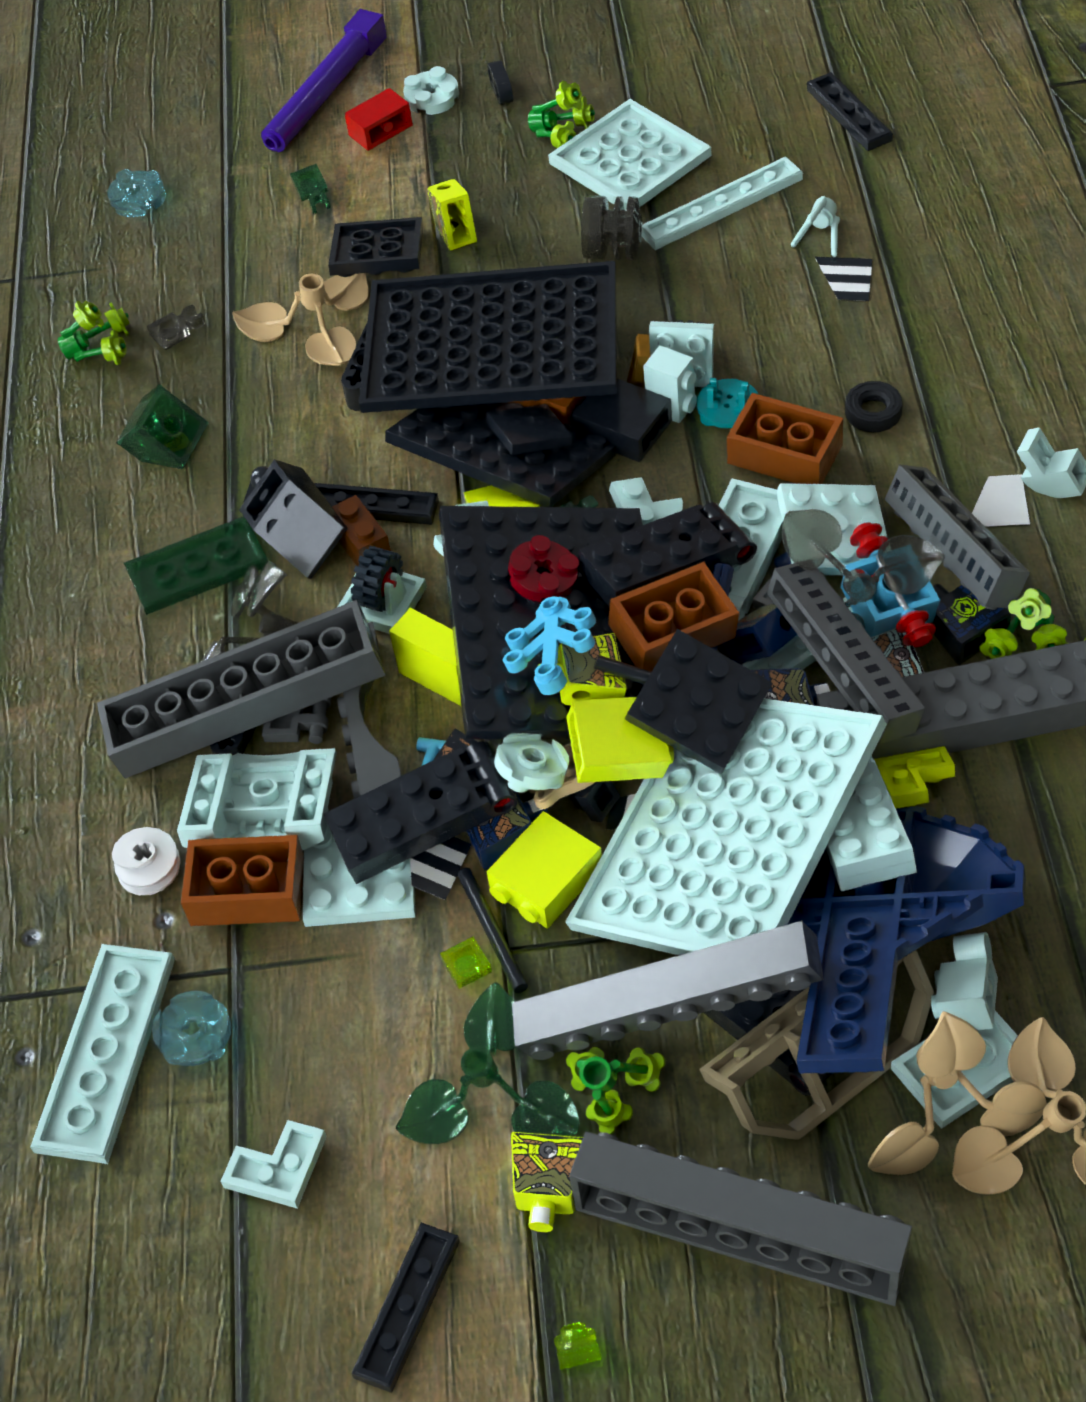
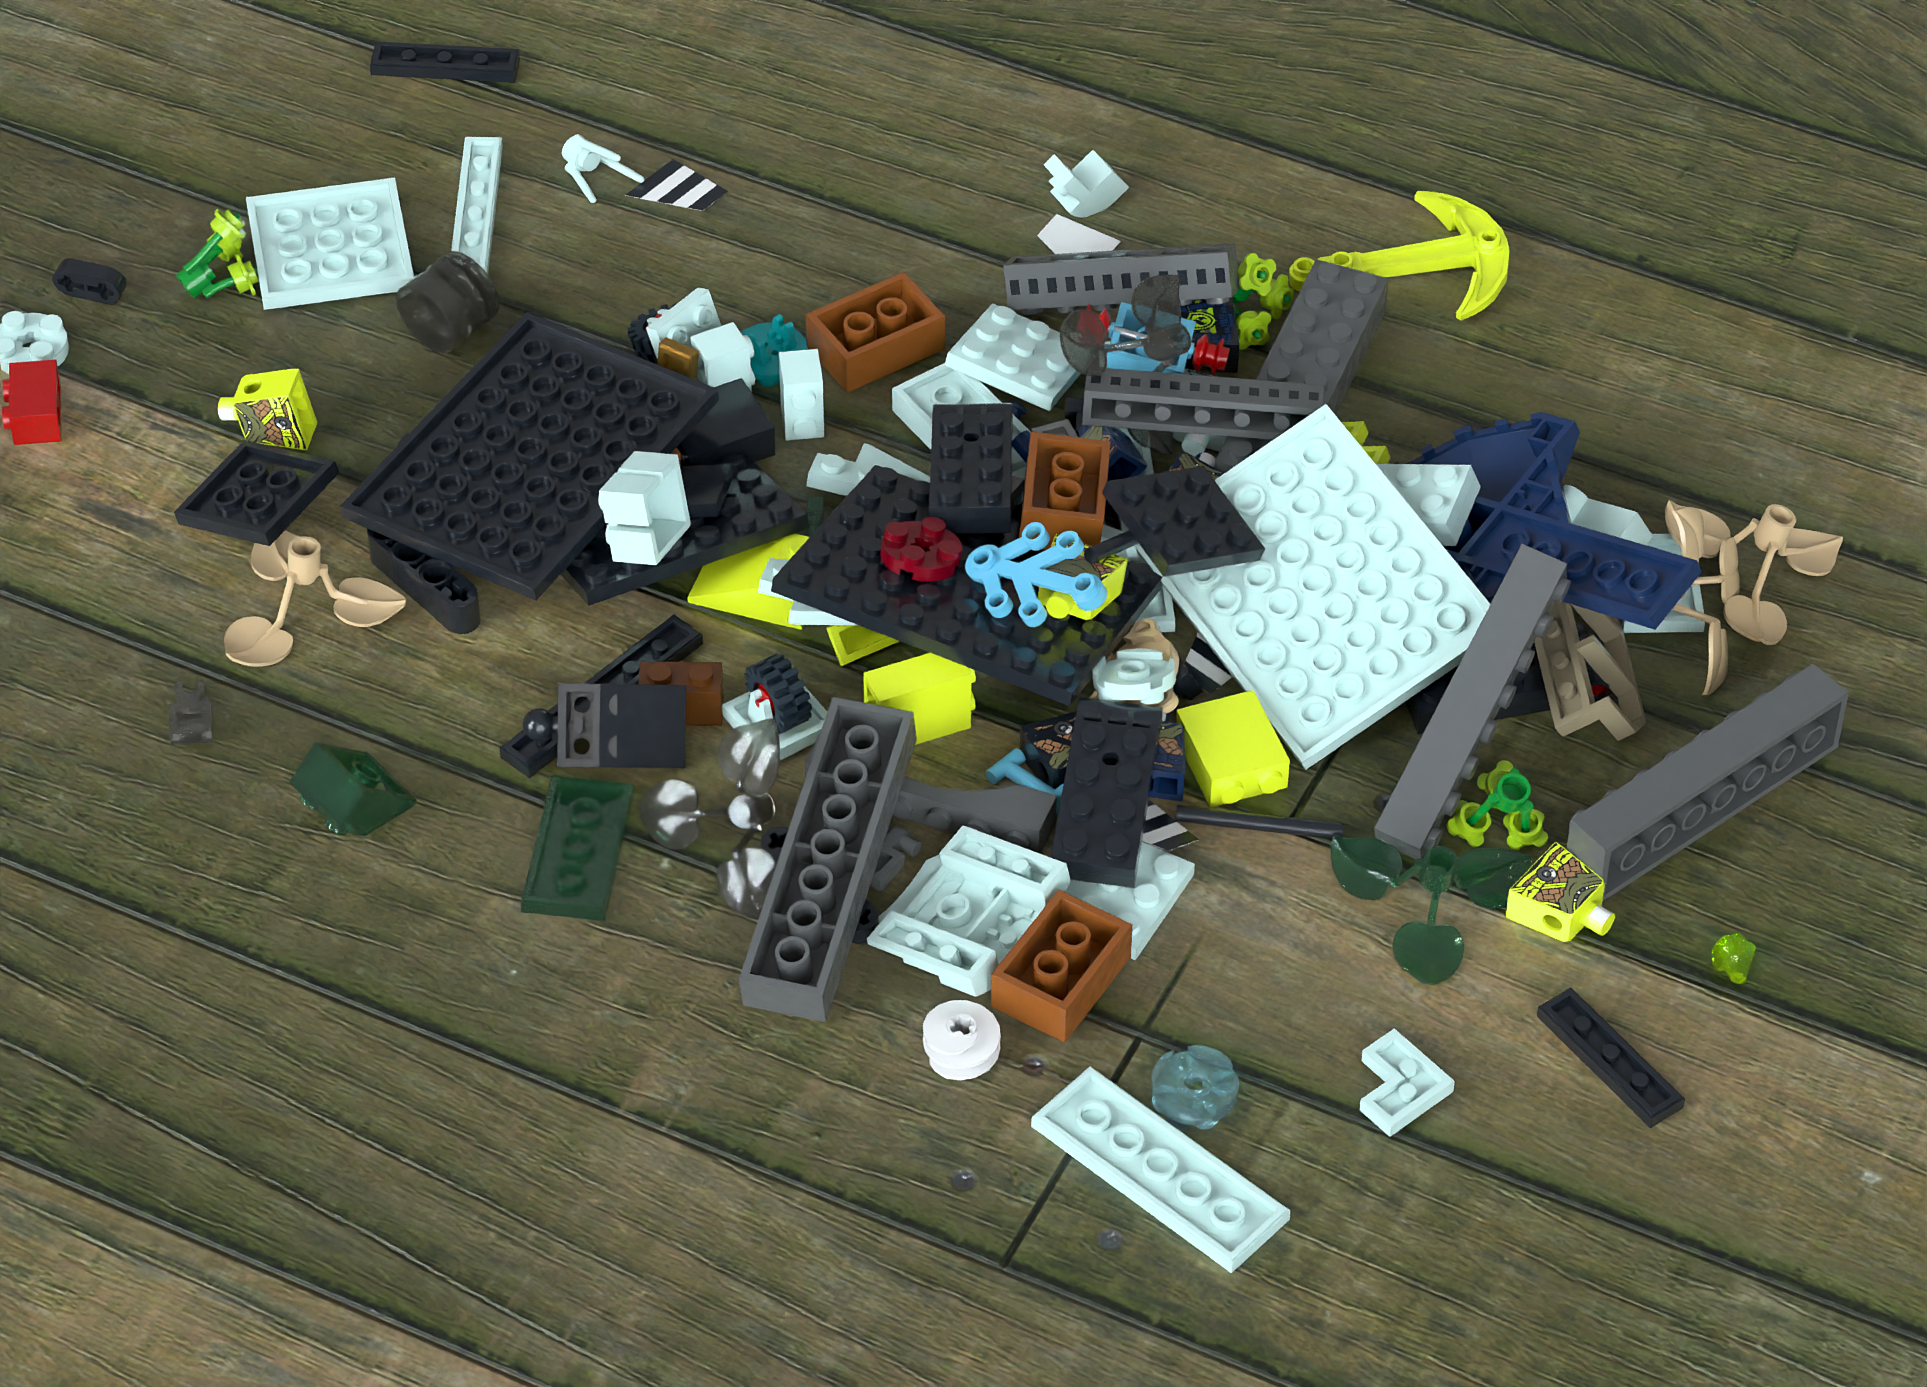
camera: 65 degrees left, 5 degrees down
(87, 315) = (124, 806): plant -> none
(311, 185) = (81, 505): clear green plate -> none
(461, 409) = (644, 508): none -> light aqua piece
(466, 962) = (1287, 853): clear neon green plate -> none
(610, 747) = (1165, 609): neon yellow brick -> none
(681, 436) = (801, 394): none -> light aqua brick
(873, 421) = (877, 242): black tyre -> none

